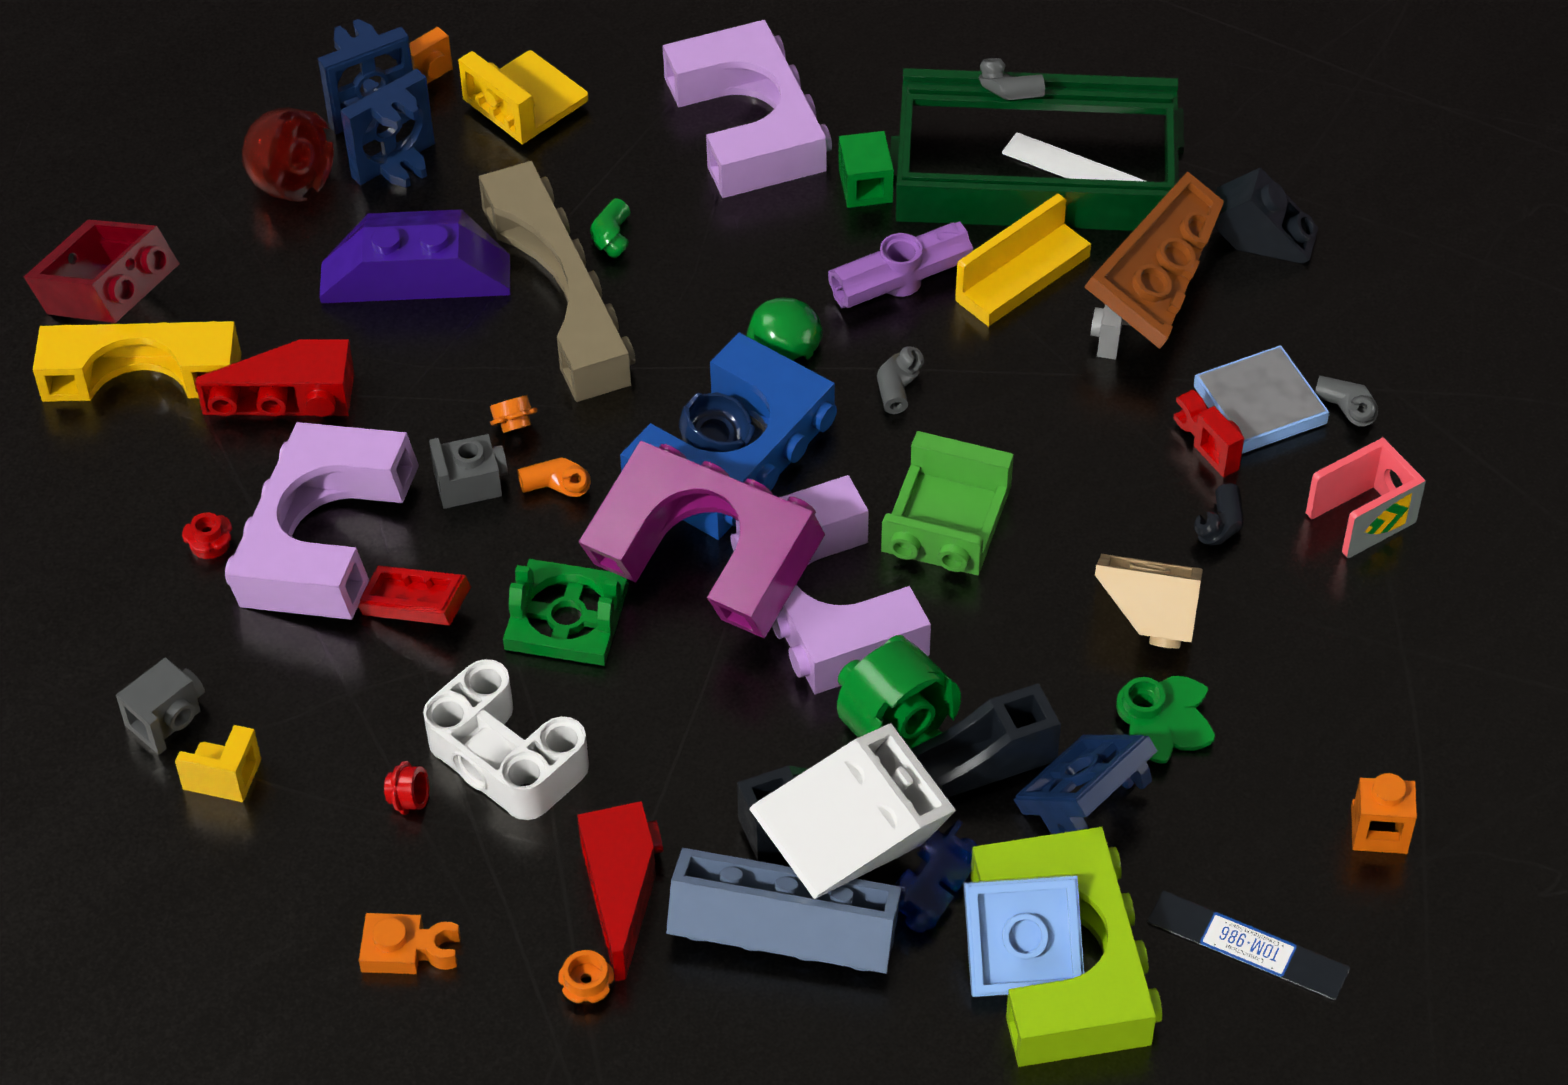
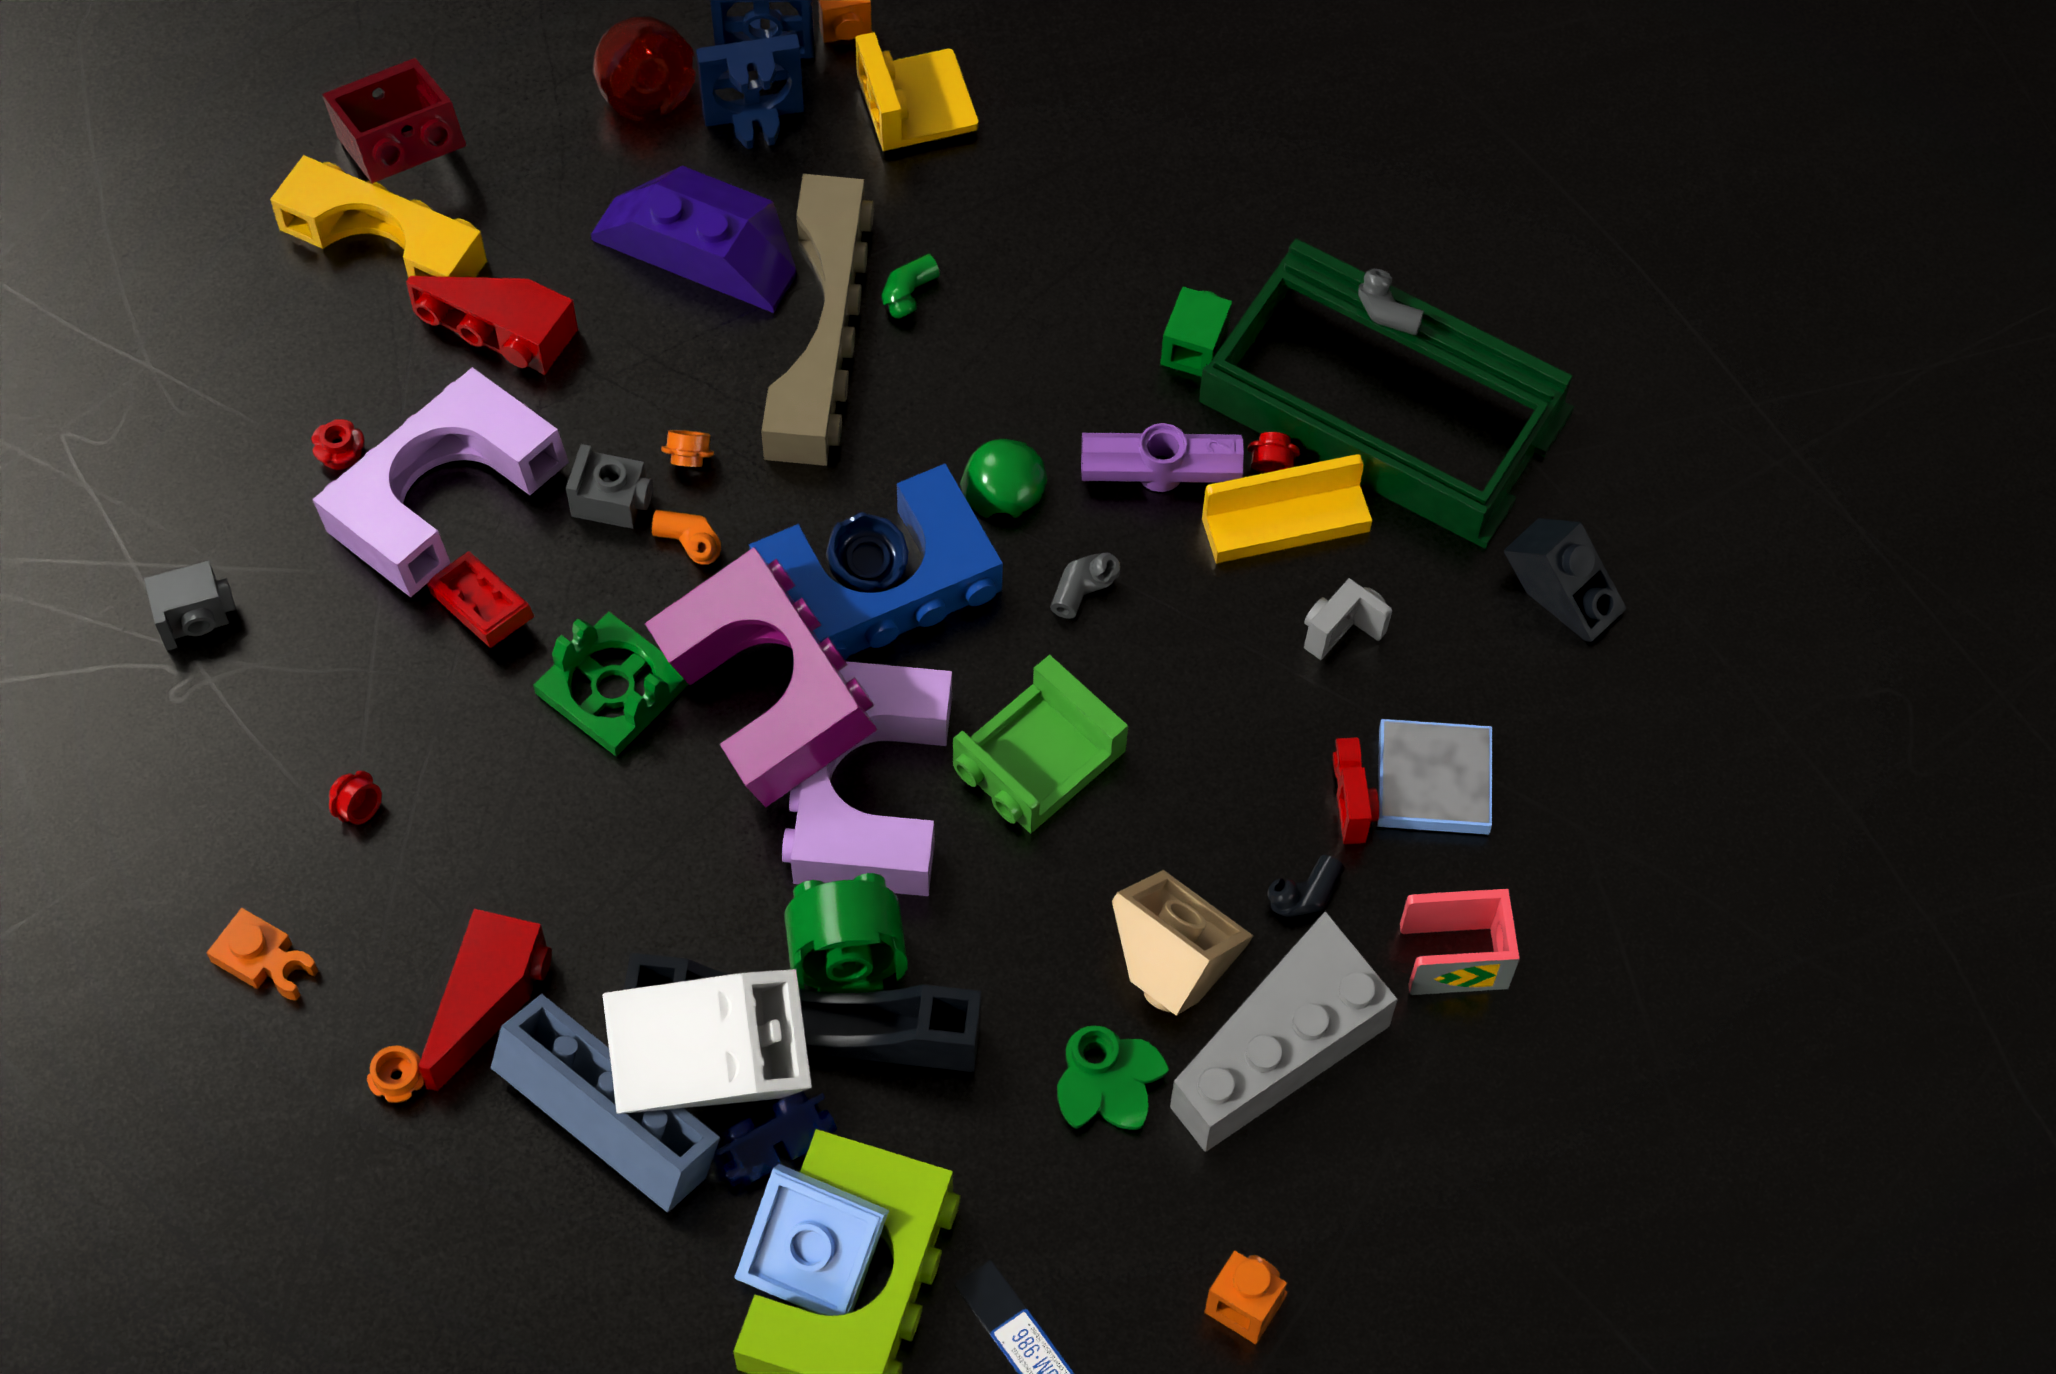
camera: 25 degrees right, 10 degrees up
(221, 769) = (207, 693): yellow panel -> none
(493, 755) = (445, 801): white beam -> none
(751, 64) = (1134, 265): lavender arch -> none
(983, 225) = (1273, 452): none -> red plate
(1050, 791) = (946, 1099): dark blue piece -> none
(1060, 161) = (1420, 423): white sticker -> none
(1156, 262) = (1403, 581): dark orange wing -> none
(1286, 609) = (1287, 1032): none -> light grey wedge
(1351, 397) = (1530, 819): dark grey arm -> none

